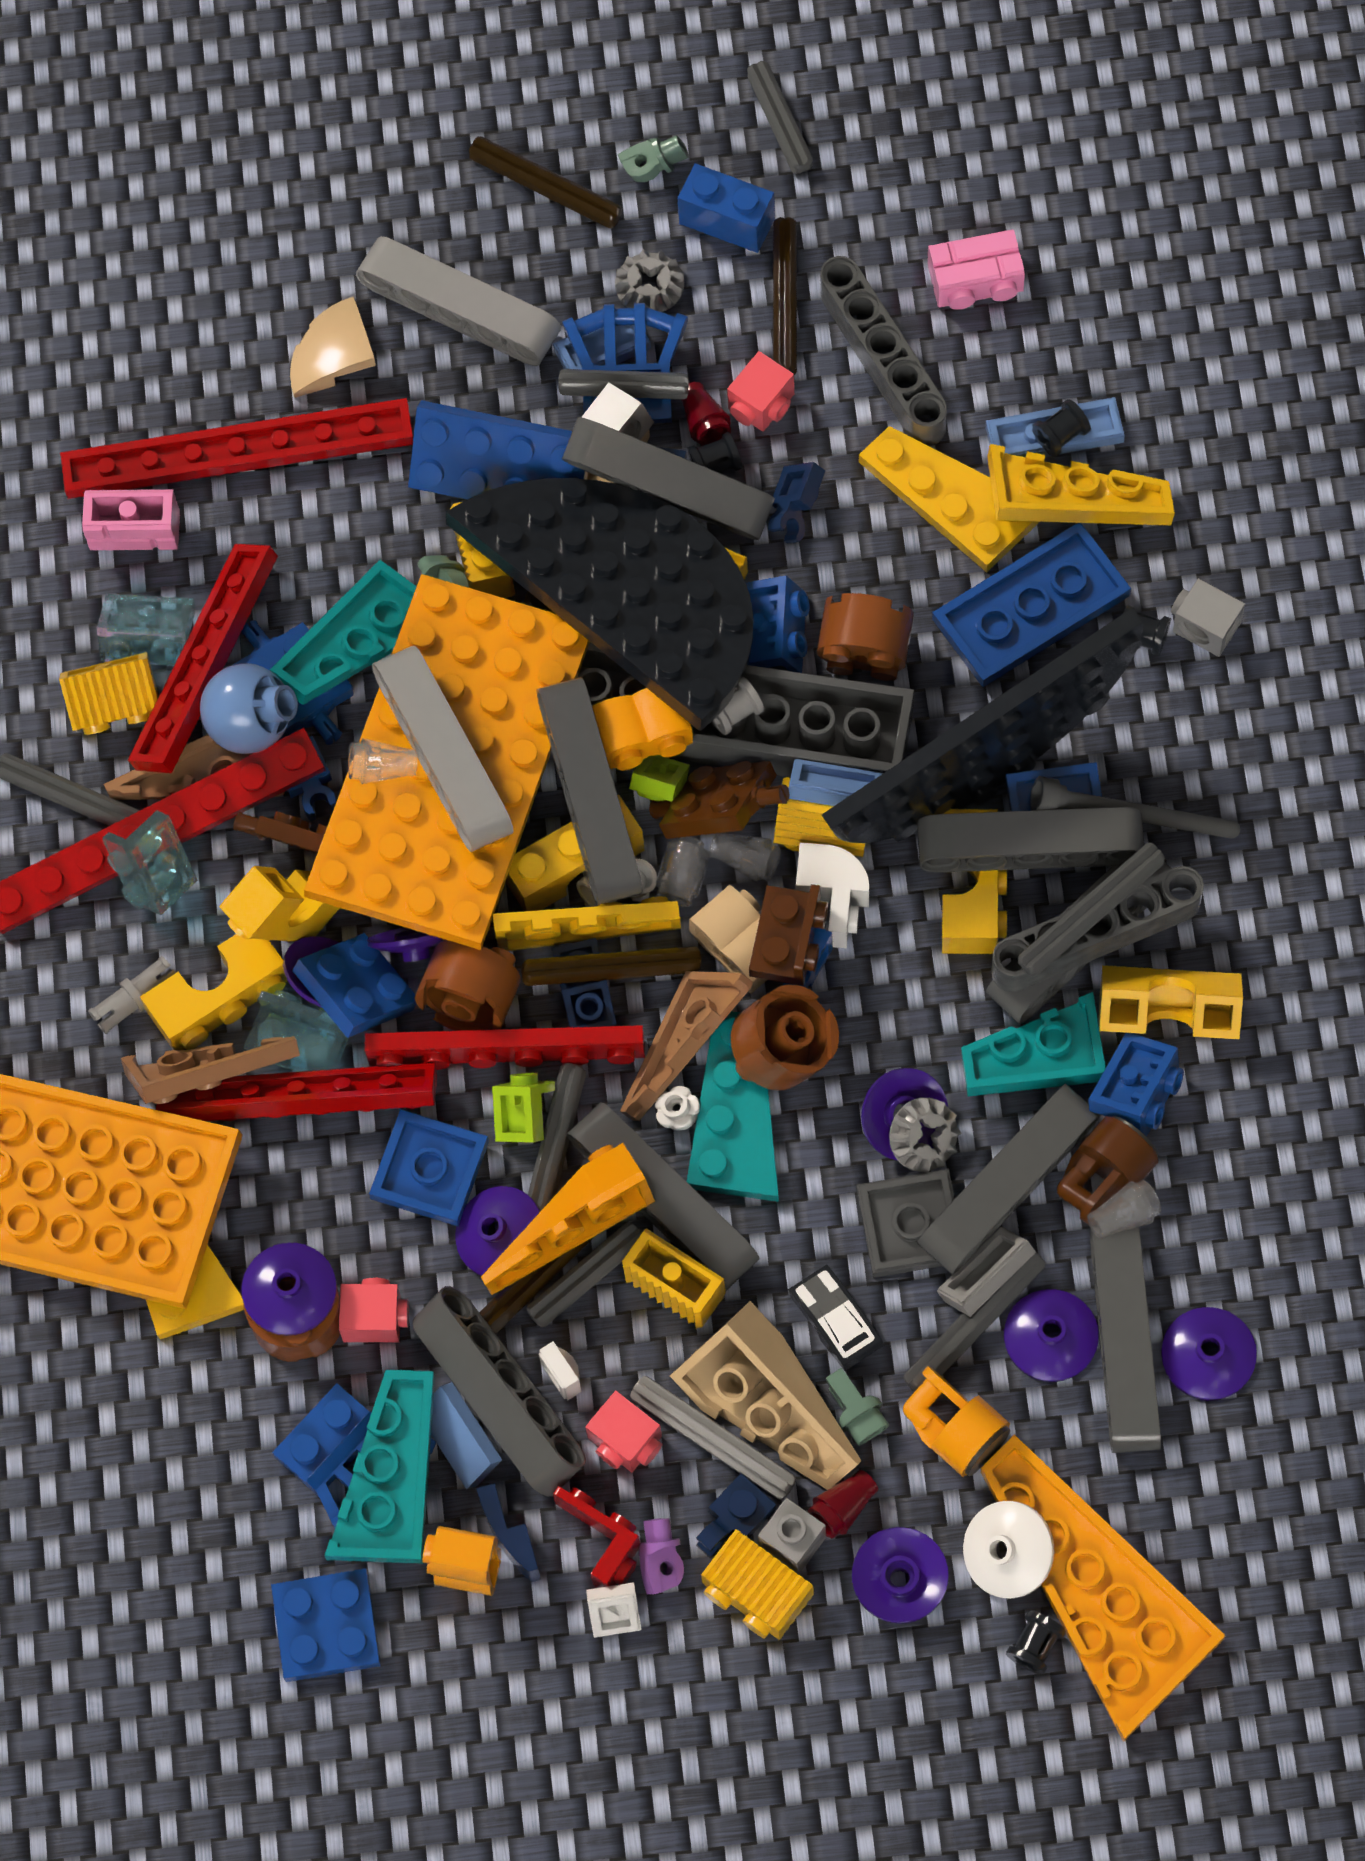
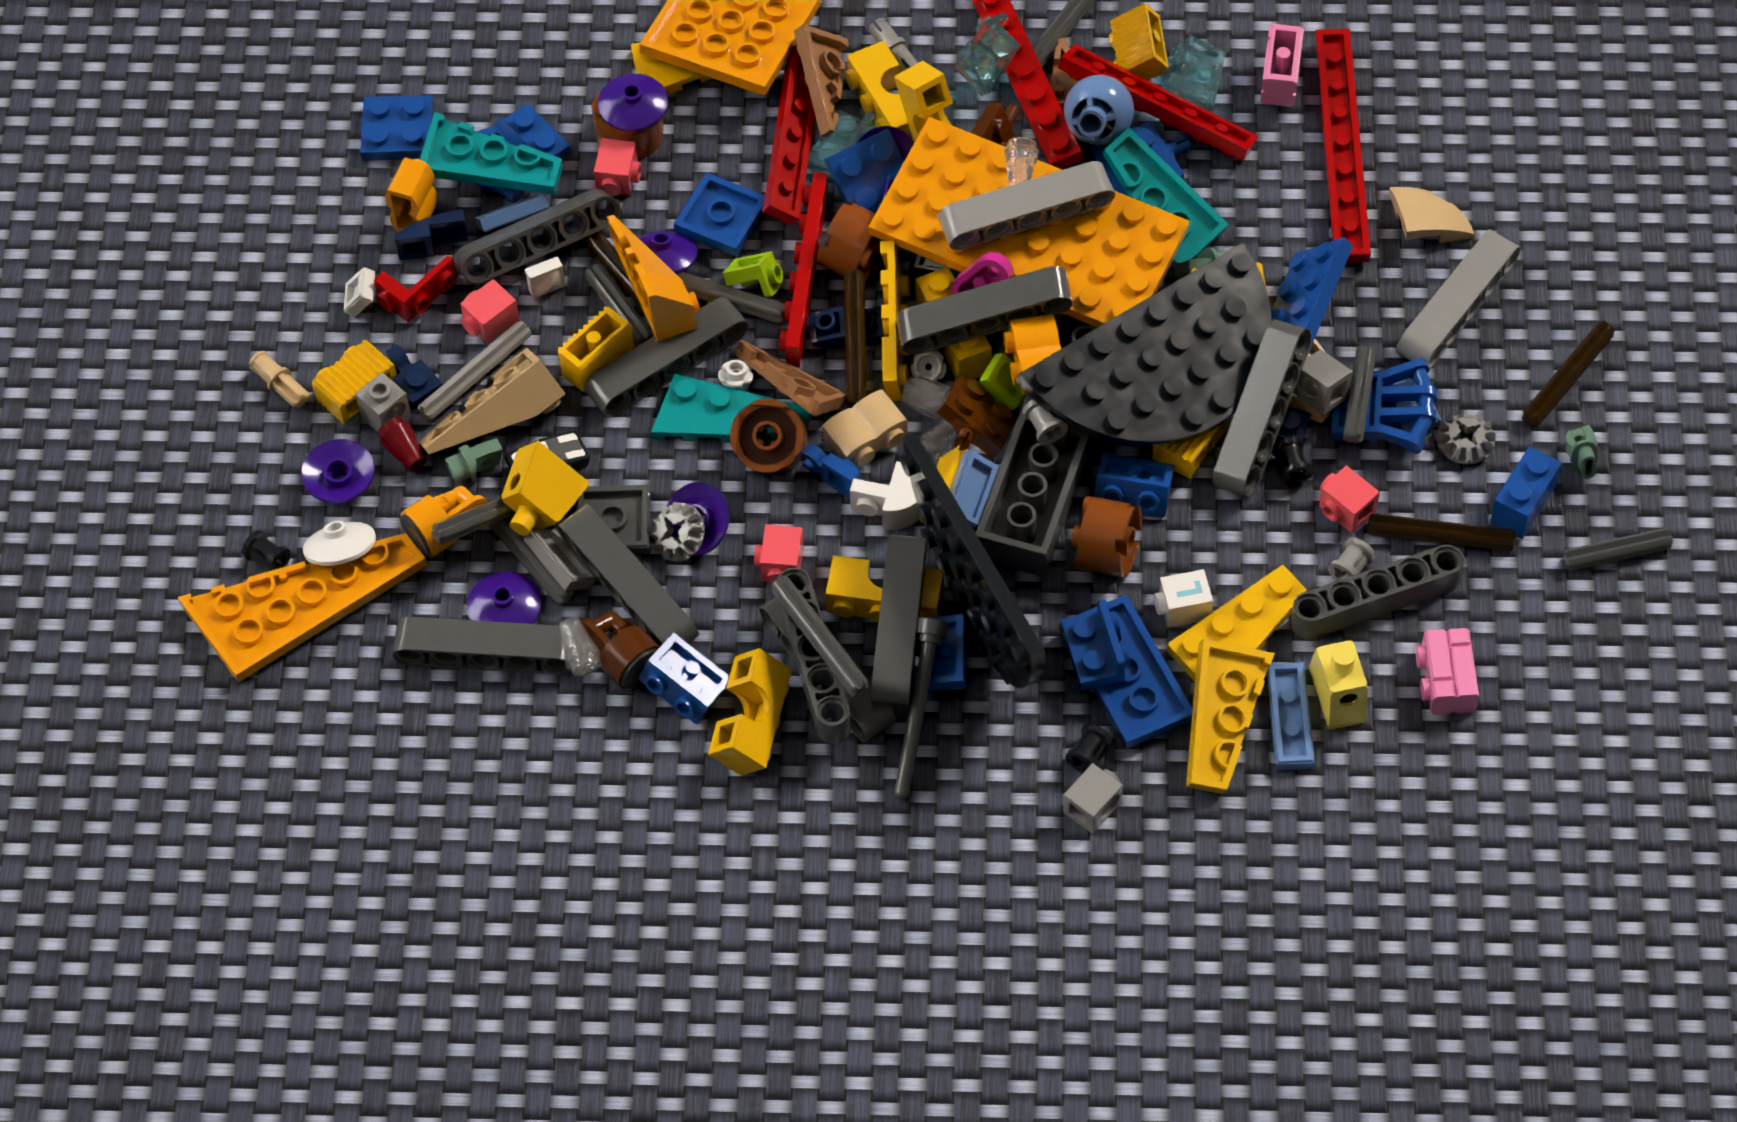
camera: 95 degrees right, 10 degrees down
(543, 797) = (986, 270): none -> dark pink plate
(657, 1549) = (396, 323): medium lavender piece -> none
(704, 415) = (1332, 458): dark red cone -> none
(763, 1689) = (278, 379): none -> tan axle
(786, 934) = (851, 445): reddish brown bracket -> none
(795, 492) = (1253, 515): dark blue plate -> none
(845, 381) = (1352, 560): none -> light grey bush
(908, 1299) = (540, 488): none -> yellow torso
(925, 551) = (1184, 598): none -> white brick
(939, 1008) = (780, 550): none -> coral brick
(943, 1355) = (471, 521): none -> dark grey axle
(1013, 375) = (1339, 673): none -> light yellow torso
(1018, 629) = (1095, 647): none -> blue bracket
(1038, 1055) = (729, 615): teal wing -> none
(1061, 427) = (1281, 706): black bush -> none
(1206, 1375) = (469, 722): dark purple dish -> none

